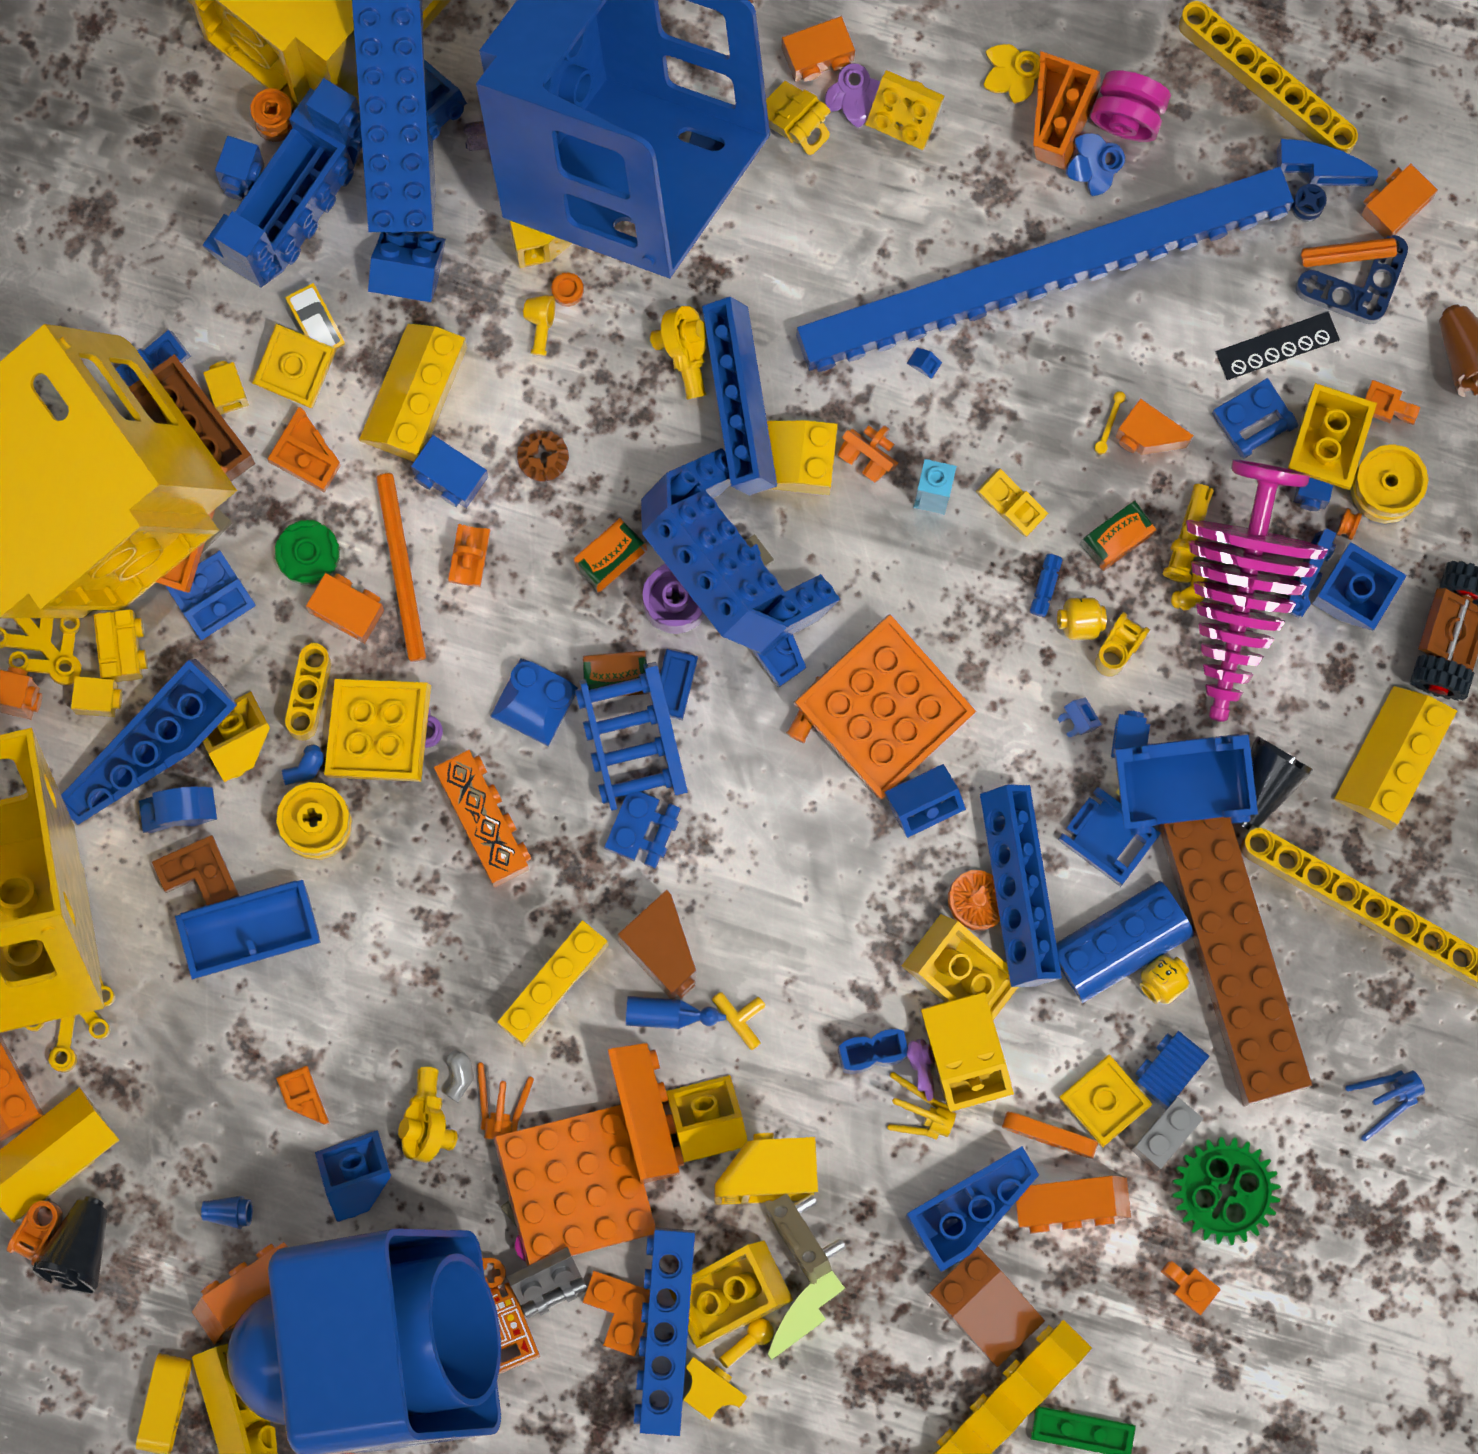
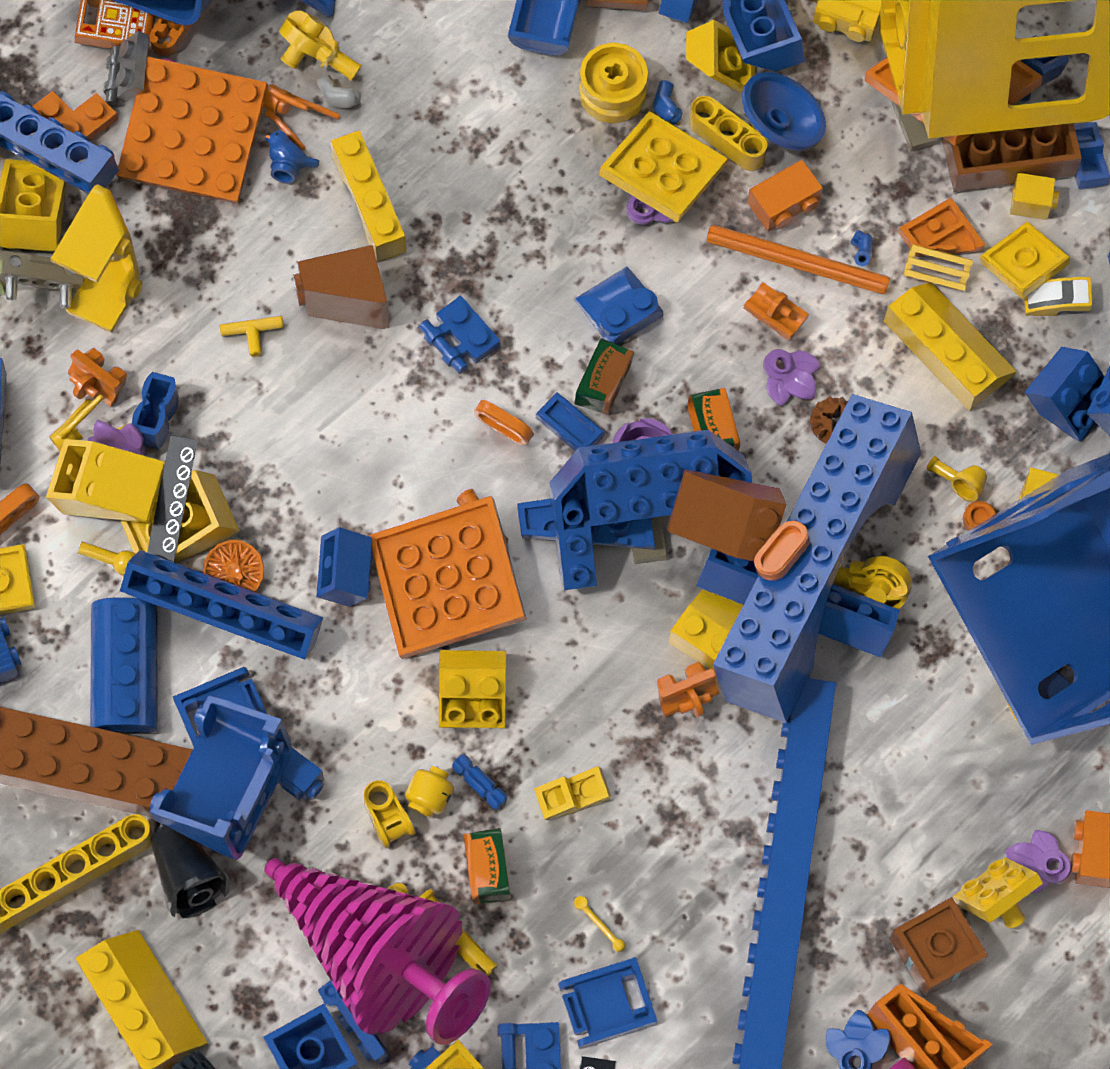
camera: 120 degrees right, 10 degrees down
(214, 596) = (853, 105): blue slope -> none
(262, 648) = (783, 111): none -> blue dish
(307, 552) = (852, 195): green tile -> none
(350, 437) = (963, 274): none -> yellow tile
(361, 512) = (865, 245): none -> blue arm
(448, 472) = (860, 334): blue brick -> none
(482, 818) = (541, 212): orange brick -> none
(520, 511) = (794, 378): none -> medium lavender plate
(553, 1083) = (287, 158): none -> blue animal
(644, 1112) = (217, 206): orange slope -> none
(655, 714) = (546, 383): blue fence -> none
(667, 1013) = (282, 277): blue wheel -> none
(696, 390) = (778, 627): none -> arch
(707, 1118) = (183, 257): yellow slope -> none
(709, 740) = (503, 422): none -> orange tile
(714, 472) = (726, 513): none -> dark orange slope
(727, 408) = (781, 550): none -> orange tile
(796, 115) = (1043, 790): yellow piece -> none
(873, 1129) = (94, 380): none -> orange hips
(924, 362) = (746, 789): blue piece -> none
(935, 486) = (623, 712): medium azure window -> none
(950, 983) = (172, 497): none -> sticker
(969, 633) = (472, 689): none -> yellow slope
(979, 135) = (938, 947): none -> dark orange container
(1008, 74) = (990, 1016): yellow plate -> none
(1022, 1003) = (117, 560): none -> yellow bar
(1082, 716) = (341, 744): blue tile -> none
(1151, 431) = (570, 950): orange slope -> none
(1164, 979) = (67, 684): yellow head -> none
(1178, 384) = (601, 1004): none -> blue container

